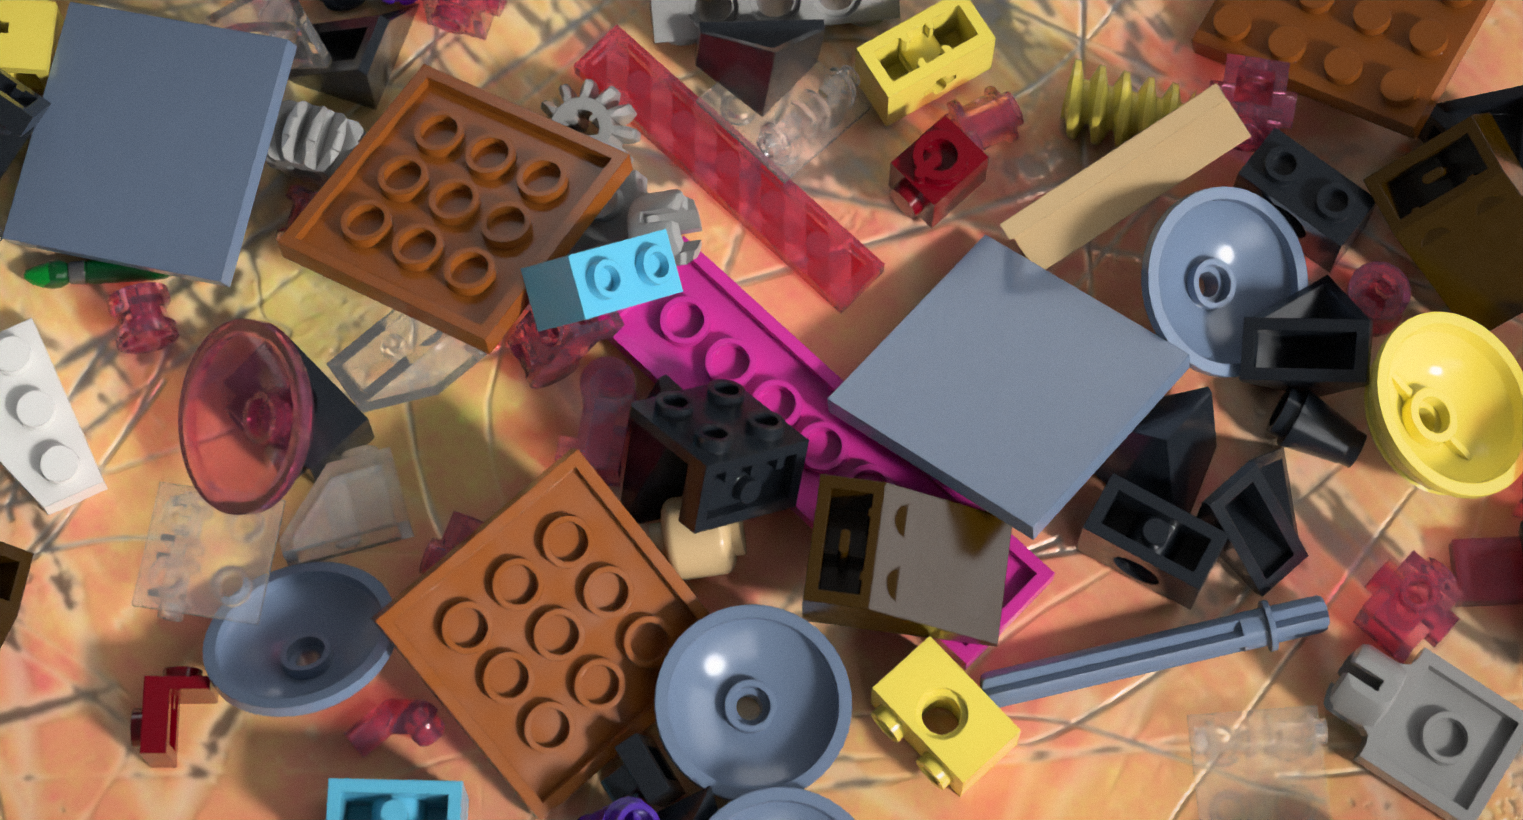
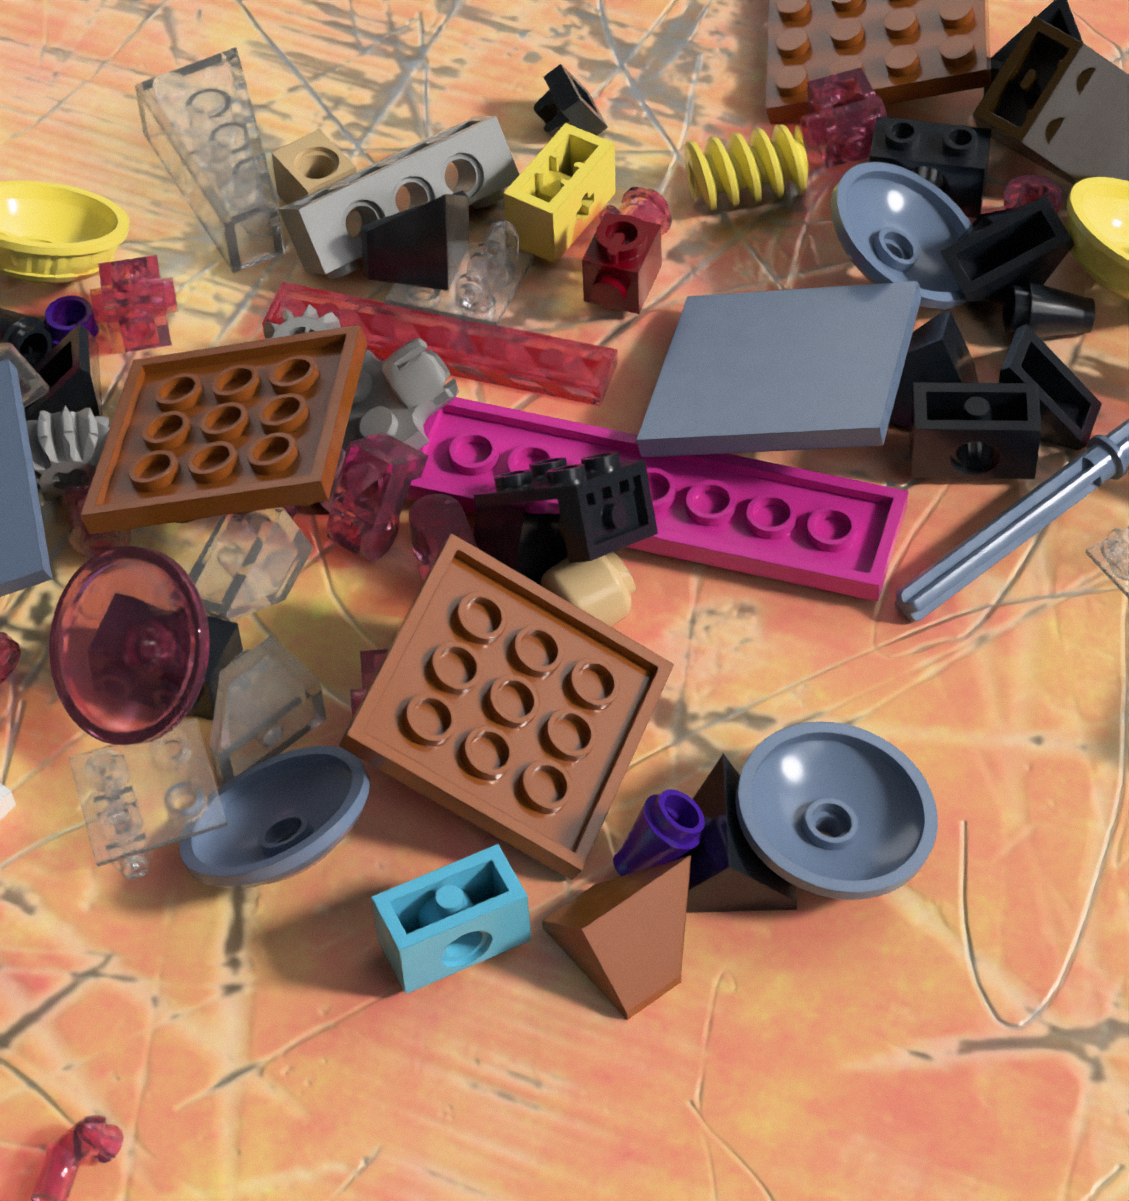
camera: 25 degrees left, 20 degrees down
(156, 724) = (172, 924): dark red bracket -> none
(396, 717) = (392, 855): clear pink arm -> none
(601, 280) = (395, 405): medium azure brick -> none
(643, 773) = (646, 777): black tile -> none
(784, 669) = (716, 658): sand blue dish -> none
(905, 563) = (775, 522): dark brown slope -> none
(934, 680) = (886, 633): light yellow brick -> none
(1127, 178) = (781, 193): tan fence -> none

